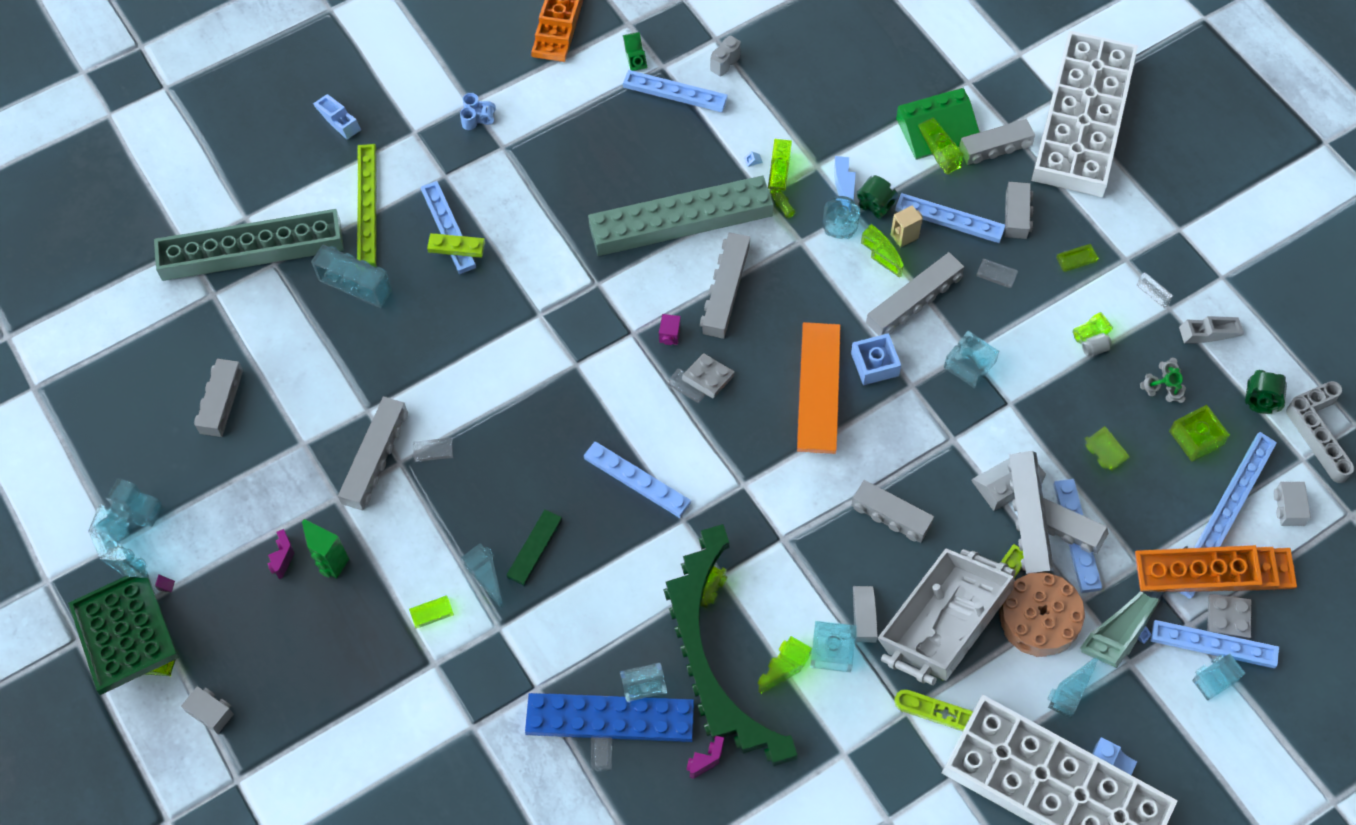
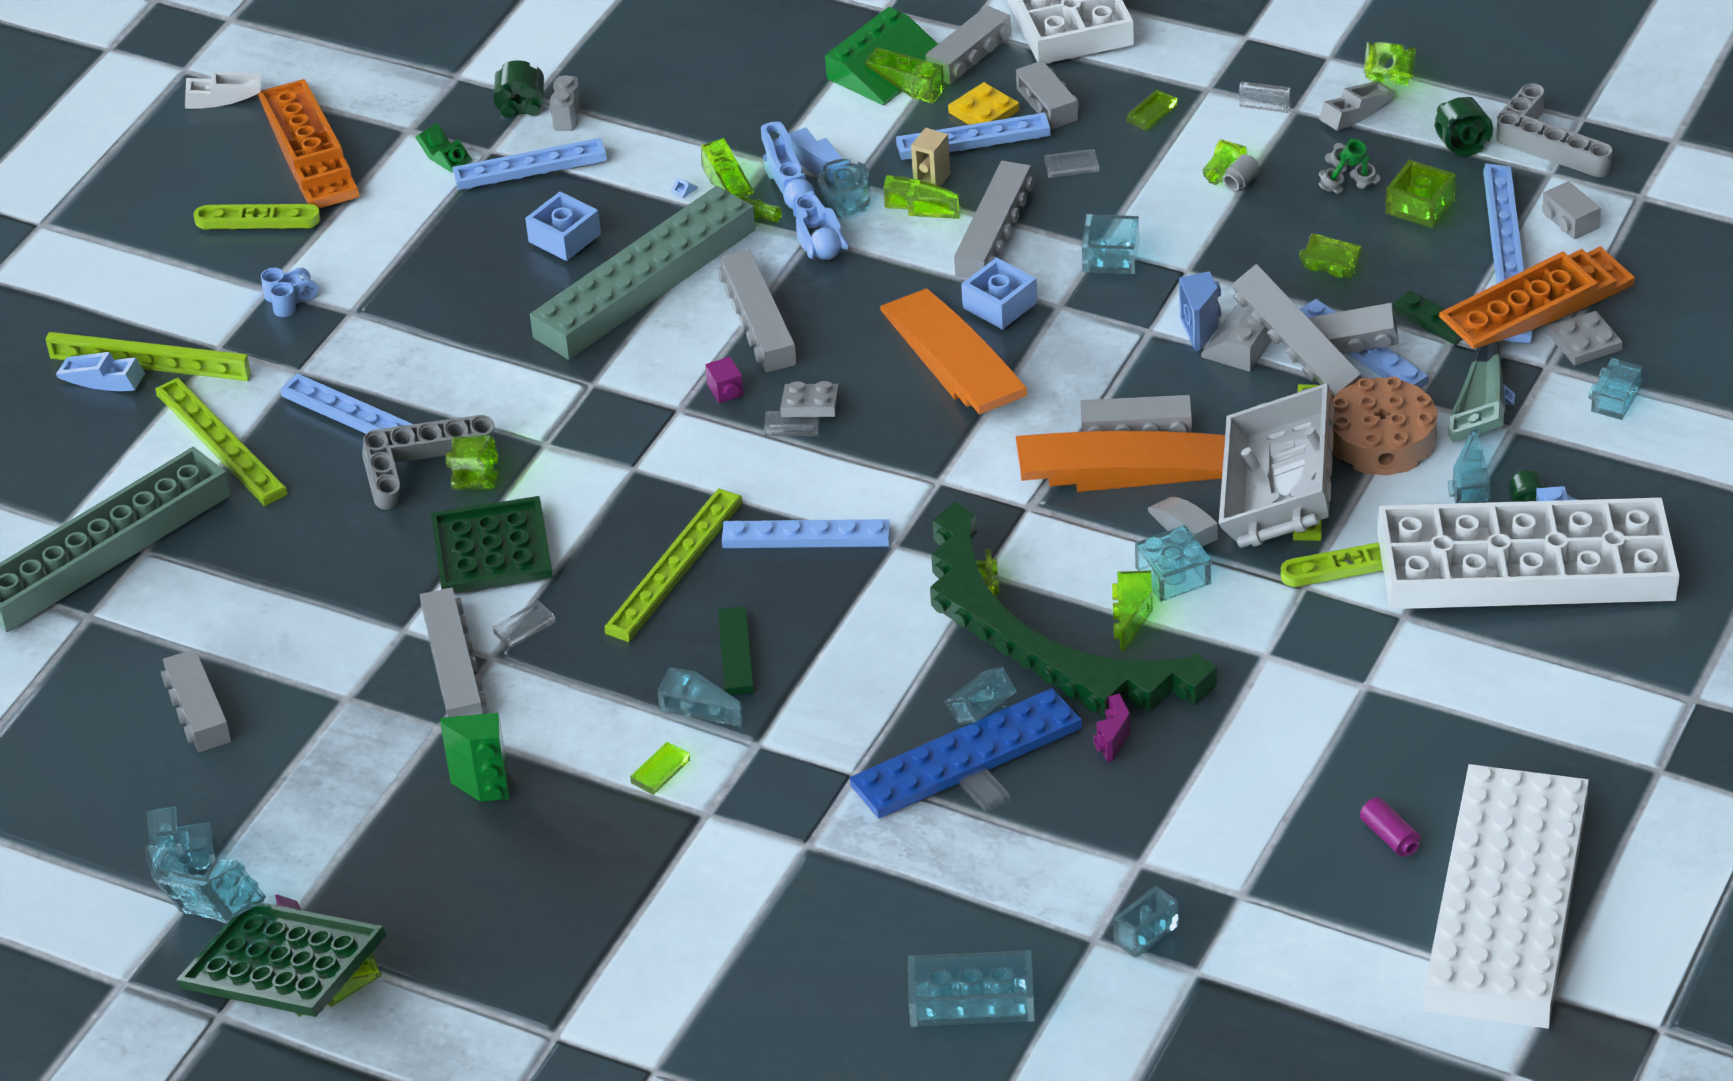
camera: 30 degrees left, 20 degrees down
(207, 709) = (458, 985): light grey brick -> none
(281, 559) = (419, 801): magenta slope -> none
(352, 275) = (271, 504): clear light blue brick -> none
(372, 122) = (154, 356): none -> lime plate
(454, 378) = (491, 545): none -> dark green plate
(456, 245) = (385, 416): lime plate -> none
(458, 279) = (419, 442): none -> light grey beam
(481, 311) = (473, 462): none -> clear neon green brick
(488, 40) = (269, 216): none -> lime piece
(546, 456) = (673, 565): none -> lime tile
(657, 153) = (563, 226): none -> light blue brick
(703, 31) = (518, 89): none -> dark green brick
(809, 210) = (800, 196): none -> light blue piece
(860, 538) = (1120, 458): none -> orange slope
(876, 196) = (872, 145): dark green brick -> none
(974, 196) = (983, 105): none -> yellow plate
(990, 447) = (1199, 307): none -> medium blue slope
(1100, 725) = (1524, 485): none -> dark green head
(1137, 530) = (1426, 315): none -> dark green plate
(1214, 644) = (1586, 365): light blue plate -> none
(1261, 311) = (1380, 53): none -> clear neon green brick

